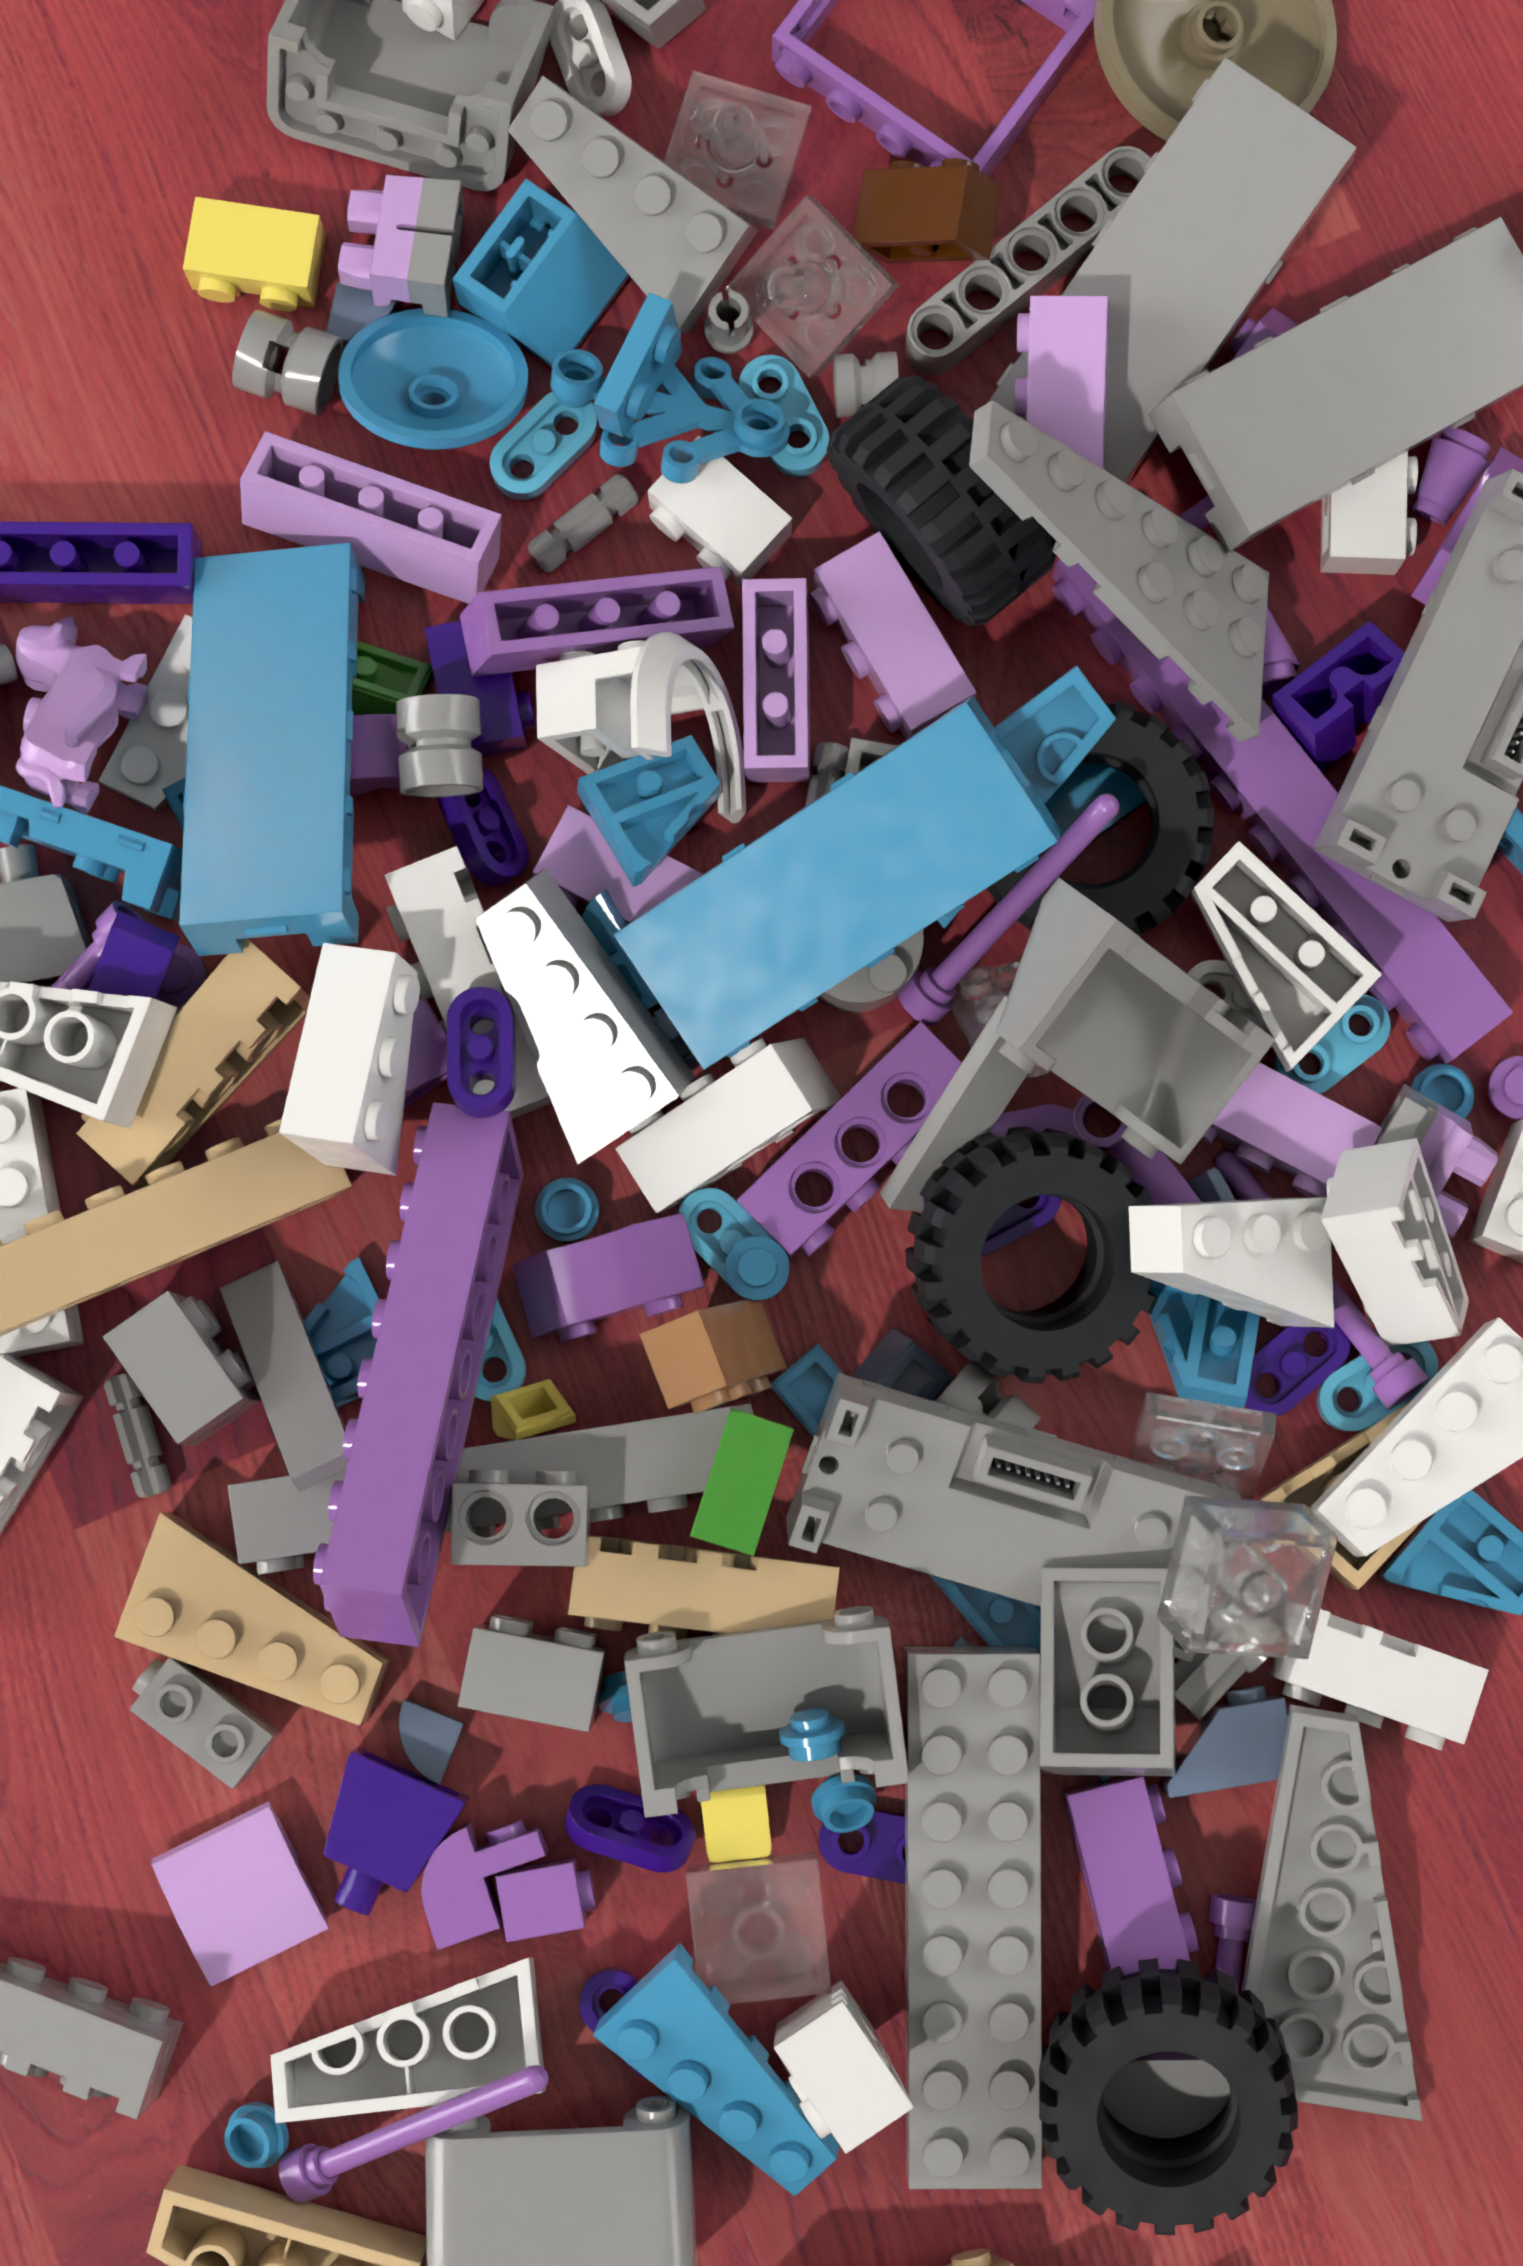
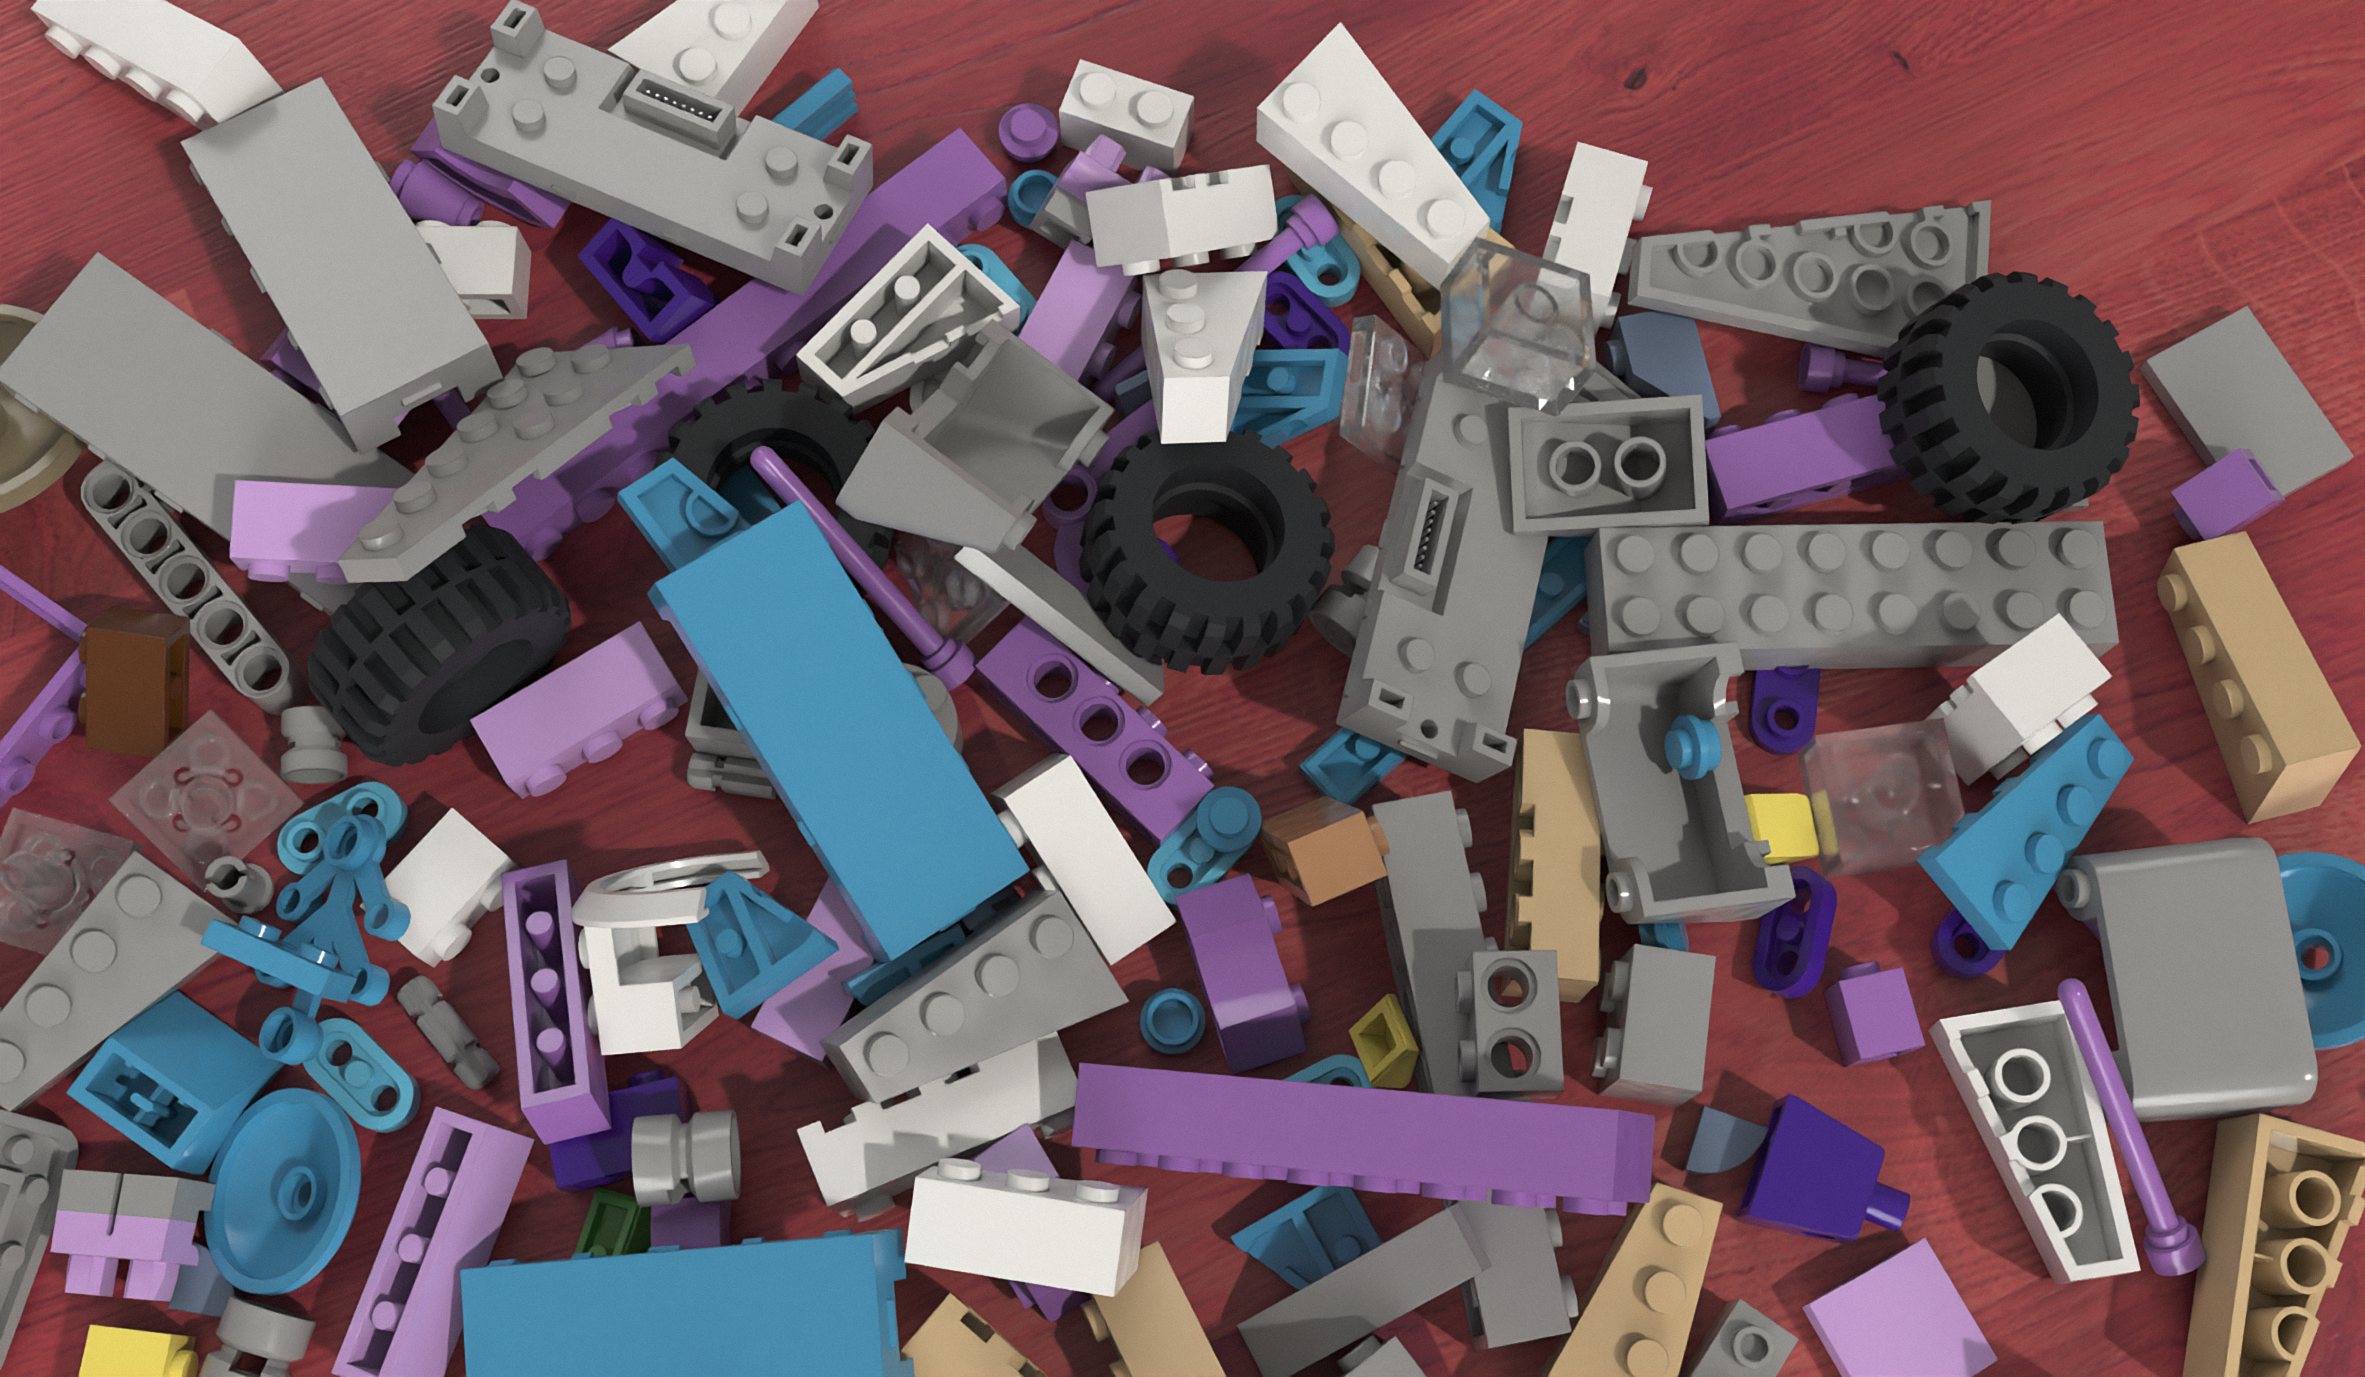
camera: 90 degrees left, 10 degrees down
(254, 2136) = (2143, 1303): dark azure plate -> none
(458, 1883) = (1867, 1101): medium lavender brick -> none
(481, 1056) = (1020, 1094): dark purple plate -> none
(486, 833) = (772, 1117): dark purple plate -> none
(742, 1482) = (1454, 809): bright green slope -> none
(776, 680) = (621, 820): lavender brick -> none
(844, 1805) = (1756, 722): dark azure plate -> none
(903, 1367) = (1318, 686): sand blue slope -> none

